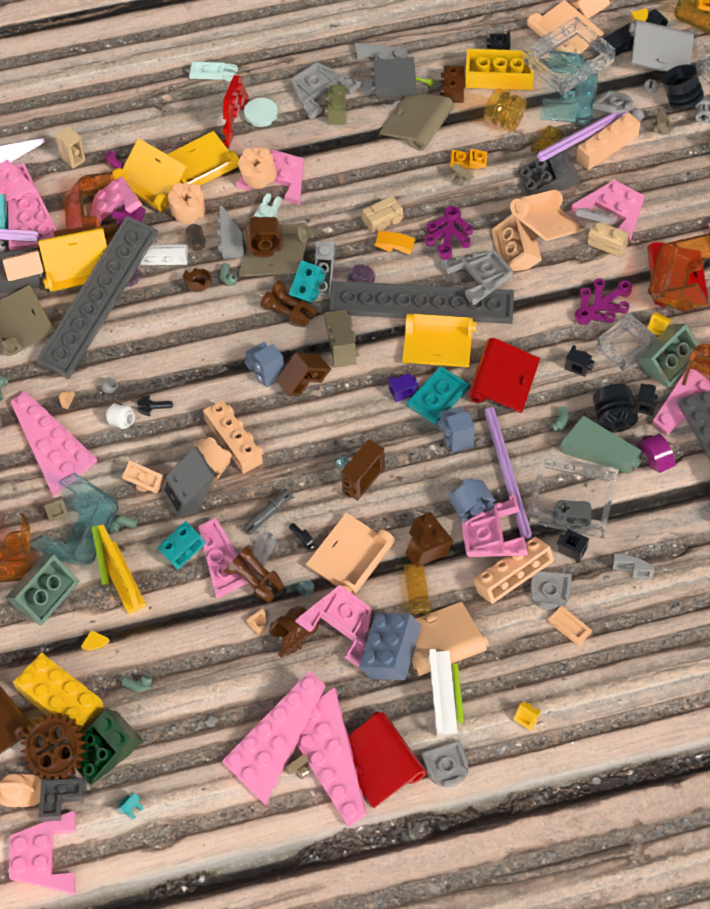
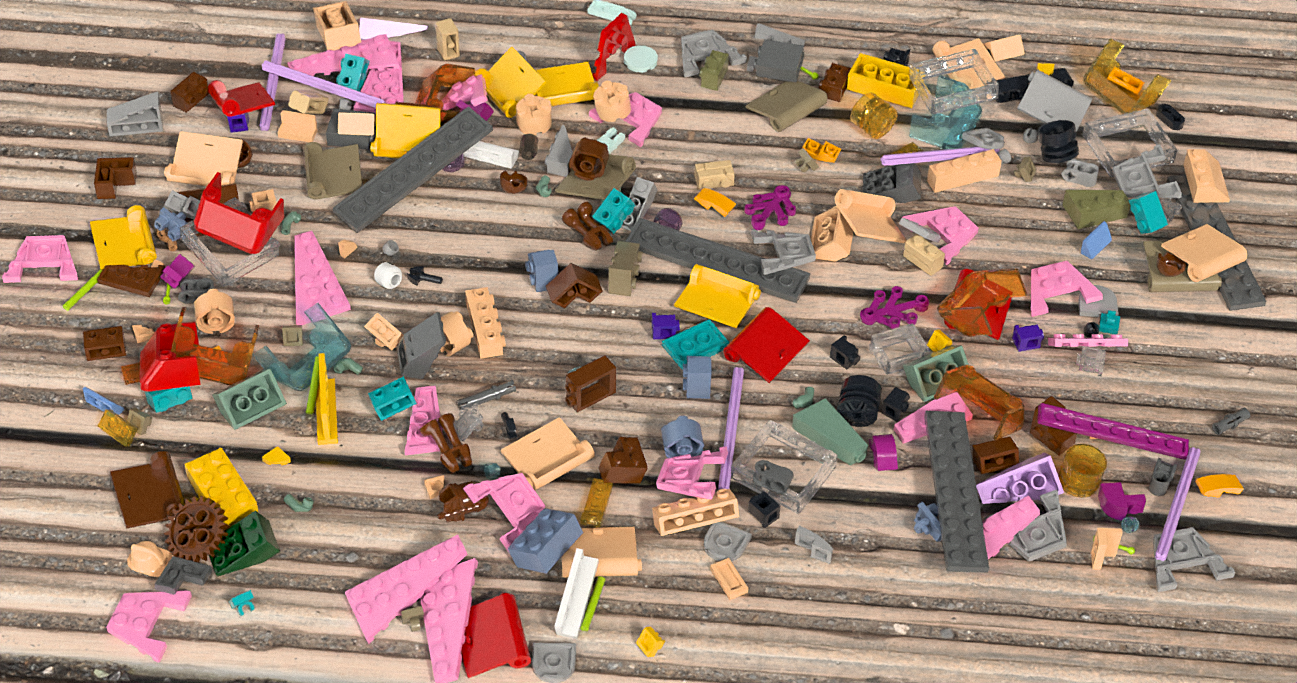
camera: 15 degrees right, 10 degrees down
(110, 158) = (482, 61): magenta arm -> none

